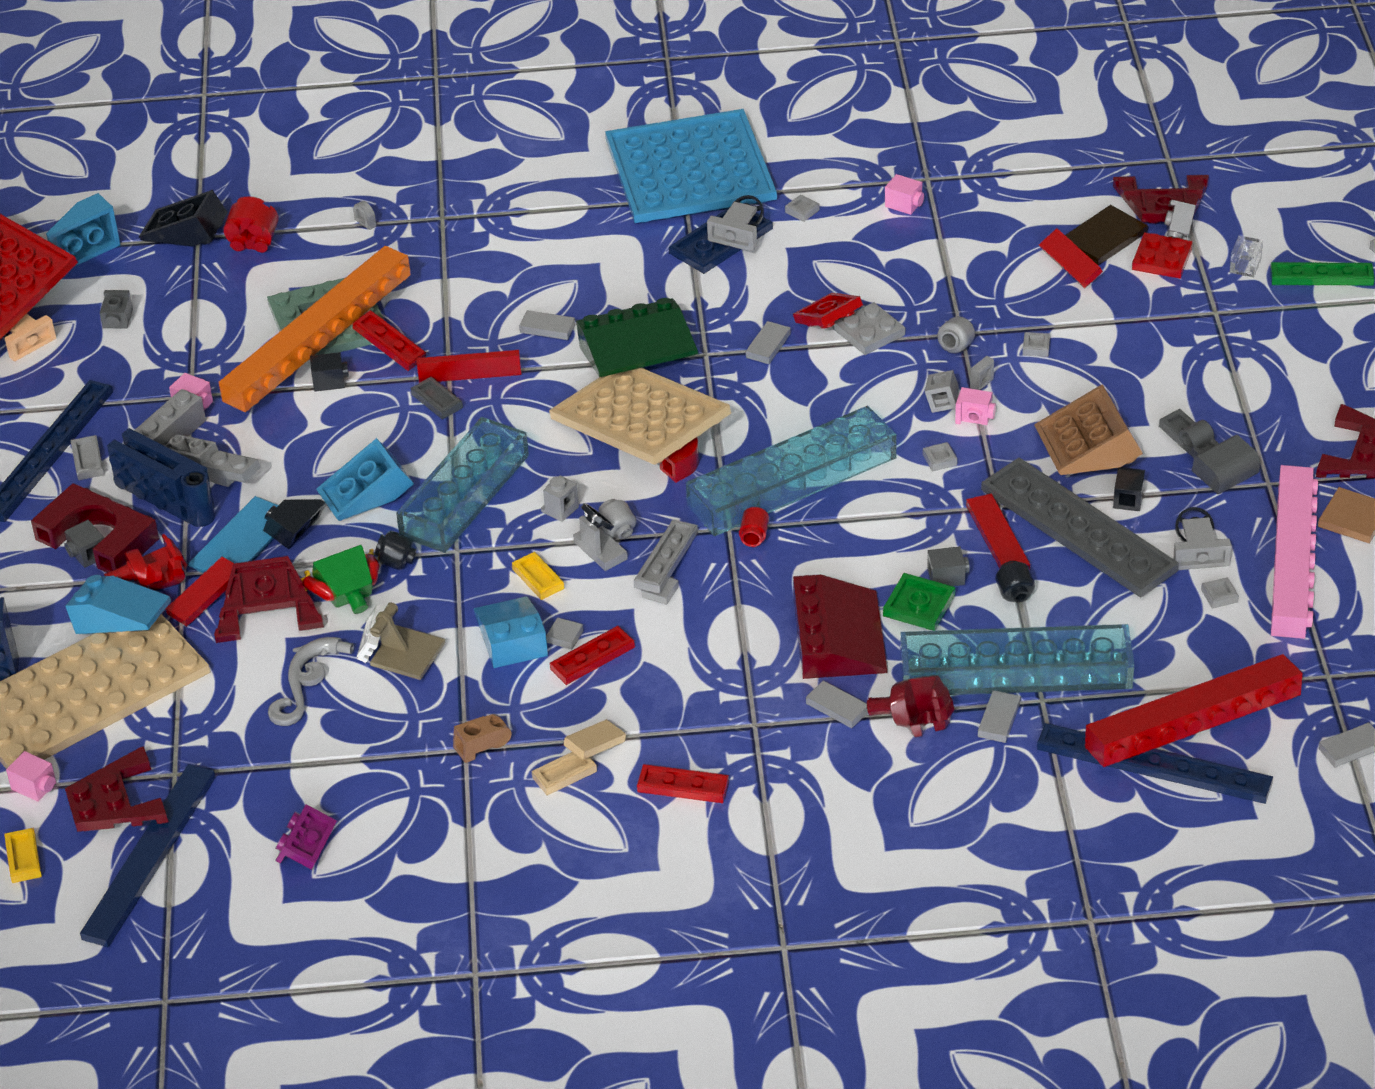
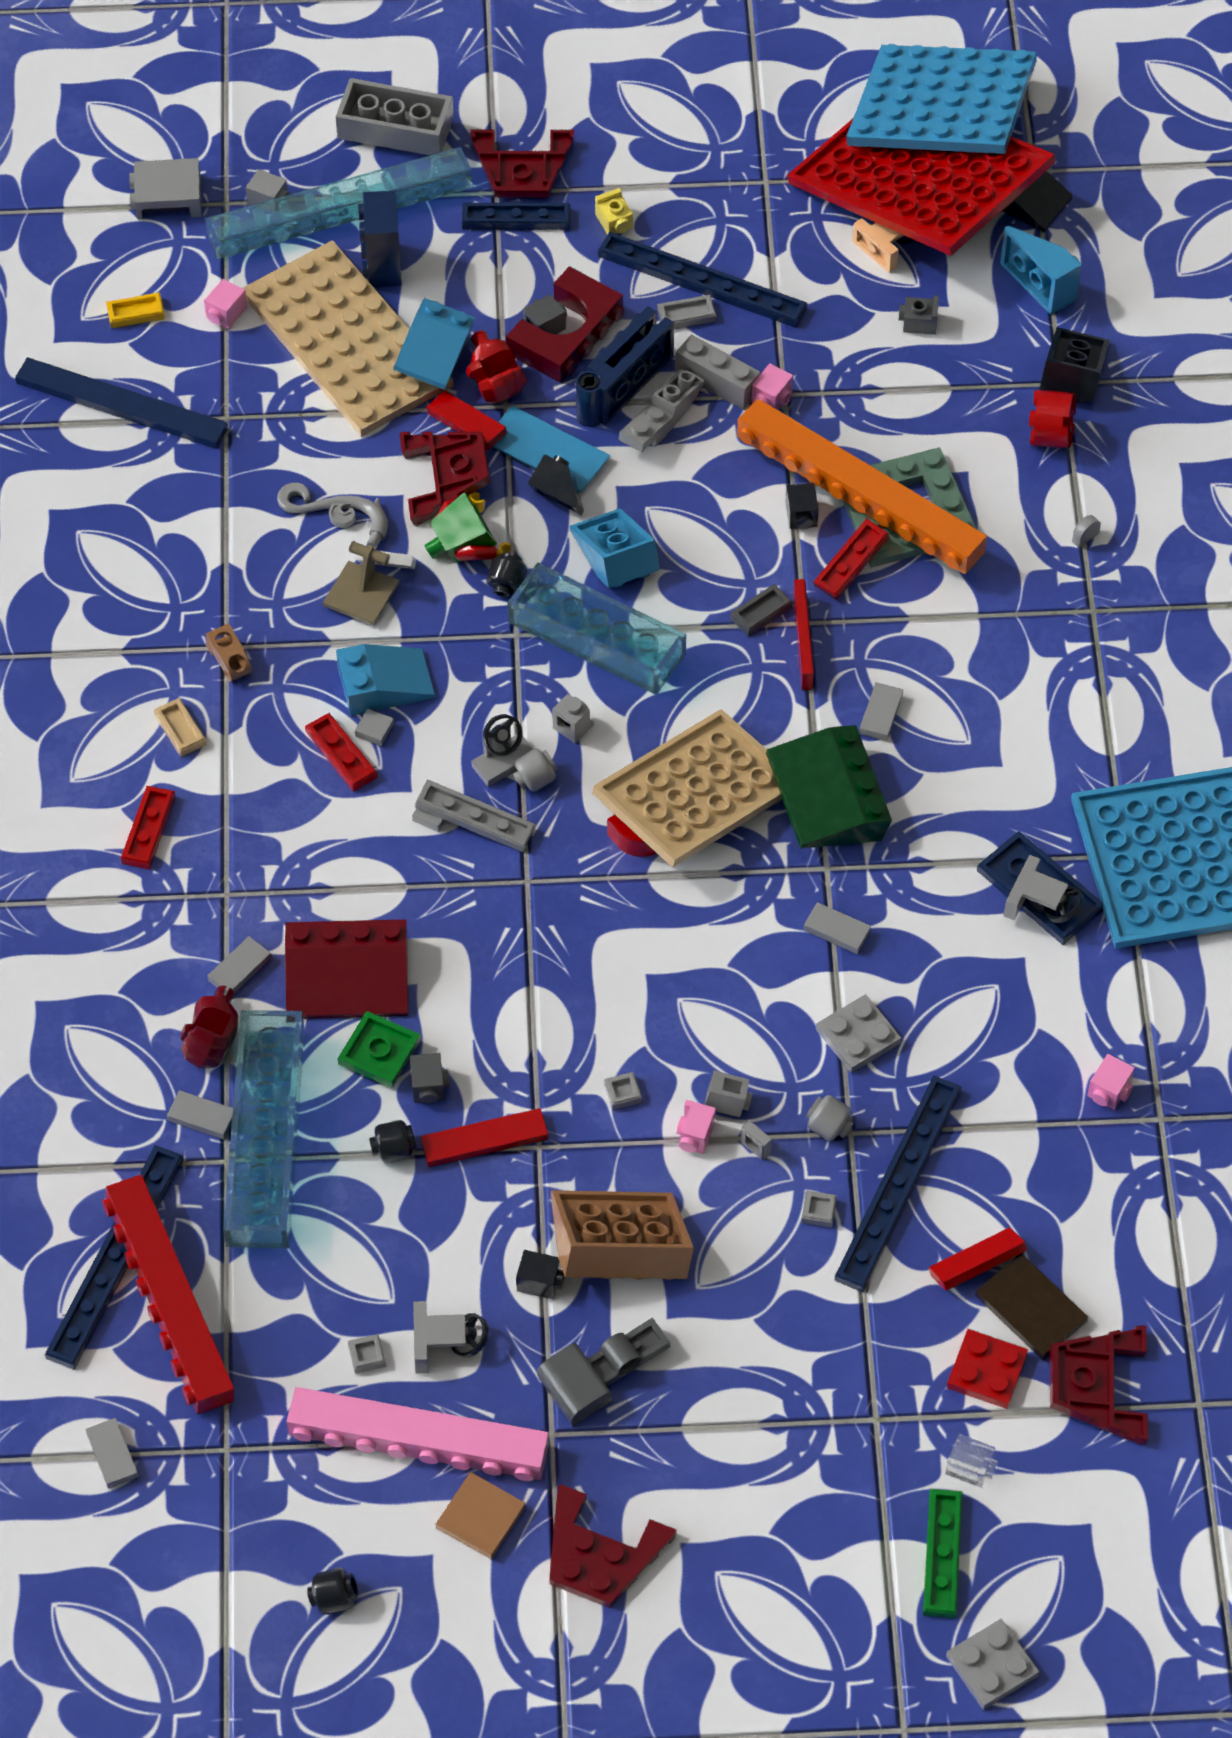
camera: 90 degrees right, 15 degrees up
(102, 800) = (192, 360): dark red wing -> none
(307, 836) = (114, 517): magenta bracket -> none
(538, 575) = (465, 704): yellow tile -> none
(594, 739) = (211, 748): tan tile -> none
(754, 526) = (512, 897): red brick -> none
(791, 469) = (599, 937): clear light blue brick -> none
(802, 208) = (1097, 975): light grey tile -> none
(828, 310) = (878, 983): red plate -> none
(1006, 304) = (897, 1184): none -> dark blue tile
(1080, 527) = (483, 1218): dark grey plate -> none
(1179, 219) = (1036, 1382): light grey brick -> none

